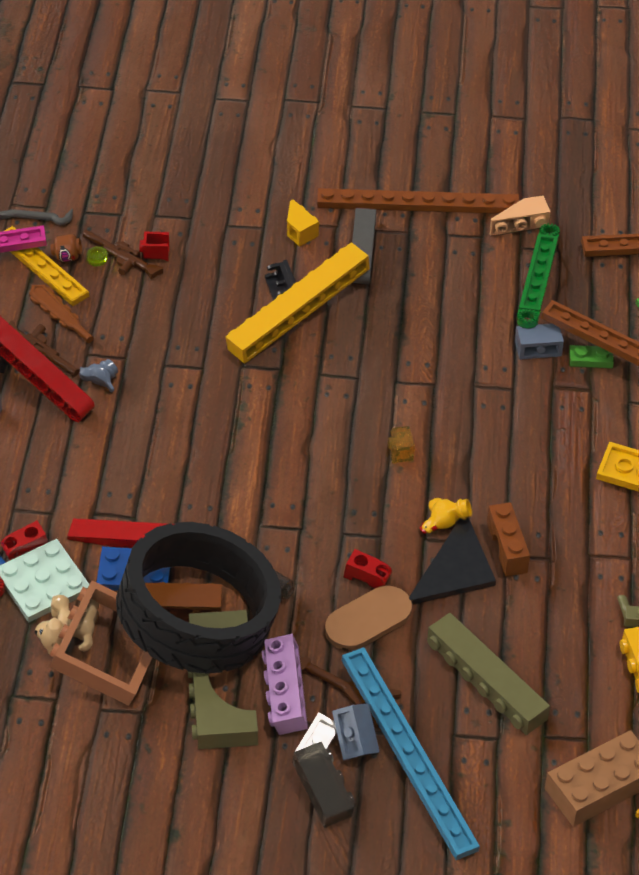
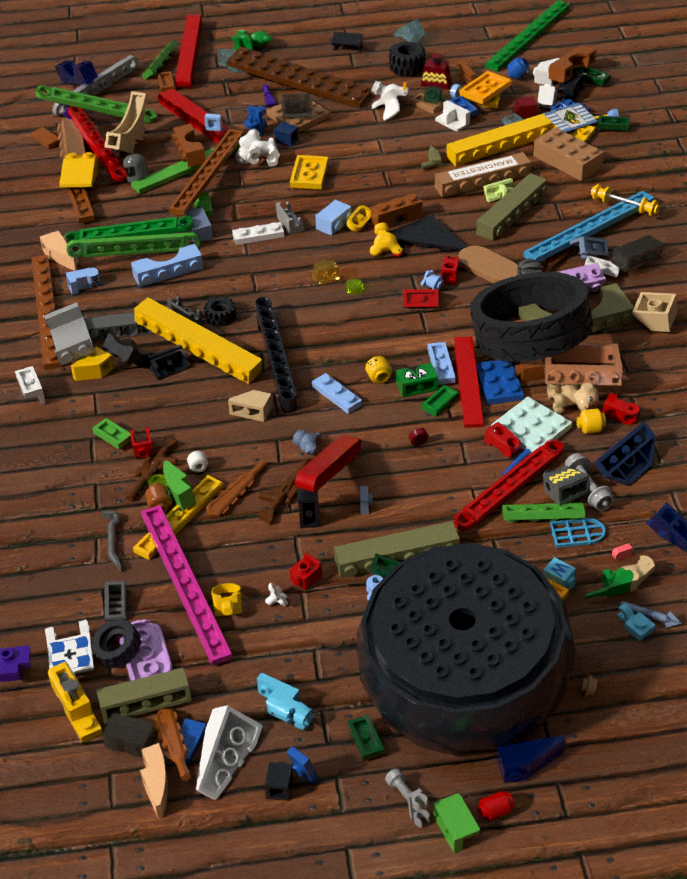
camera: 100 degrees left, 5 degrees down
(17, 633) = (591, 421): none -> yellow head
(25, 670) = (620, 410): none -> red leg
(65, 468) = (418, 436): none -> dark red tile
(75, 259) = (178, 486): none -> bright green slope
(110, 284) = (197, 461): none -> white piece
(124, 505) = (440, 400): none -> green tile
(162, 487) = (416, 380): none -> green brick
(175, 514) = (441, 362): none -> light blue plate
(176, 417) = (337, 393): none -> light blue plate
(177, 340) = (251, 405): none -> tan slope
(184, 228) = (112, 433): none -> bright green plate
(188, 762) = (656, 310): none -> tan slope
(192, 455) = (378, 369): none -> yellow head
(261, 372) = (276, 355): none -> black beam
(278, 172) = (30, 384): none -> white panel
(302, 245) = (127, 350): none -> black brick
(322, 528) = (420, 298): none -> red panel
(328, 649) = (528, 266): none -> dark grey piece
(340, 203) = (69, 333): none -> light grey panel
(345, 544) = (432, 280): none -> light blue brick
(359, 329) = (220, 311): none -> black tyre
(365, 307) = (184, 311): none -> dark grey hinge
(369, 471) = (354, 286): none -> clear neon green tile
(433, 829) = (651, 207): none -> yellow axle
(460, 228) = (82, 279): none -> light blue leg
(467, 321) = (149, 271): none -> light blue arch
(502, 278) = (131, 245): none -> bright green plate
(510, 495) = (359, 218): none -> yellow plate
(512, 399) = (258, 233): none -> white plate
(517, 473) = (333, 217): none -> light blue brick
(529, 429) = (288, 219): none -> light grey hinge
(530, 666) = (498, 189): none -> yellowish green hips
(576, 660) = (482, 174): none -> medium nougat brick

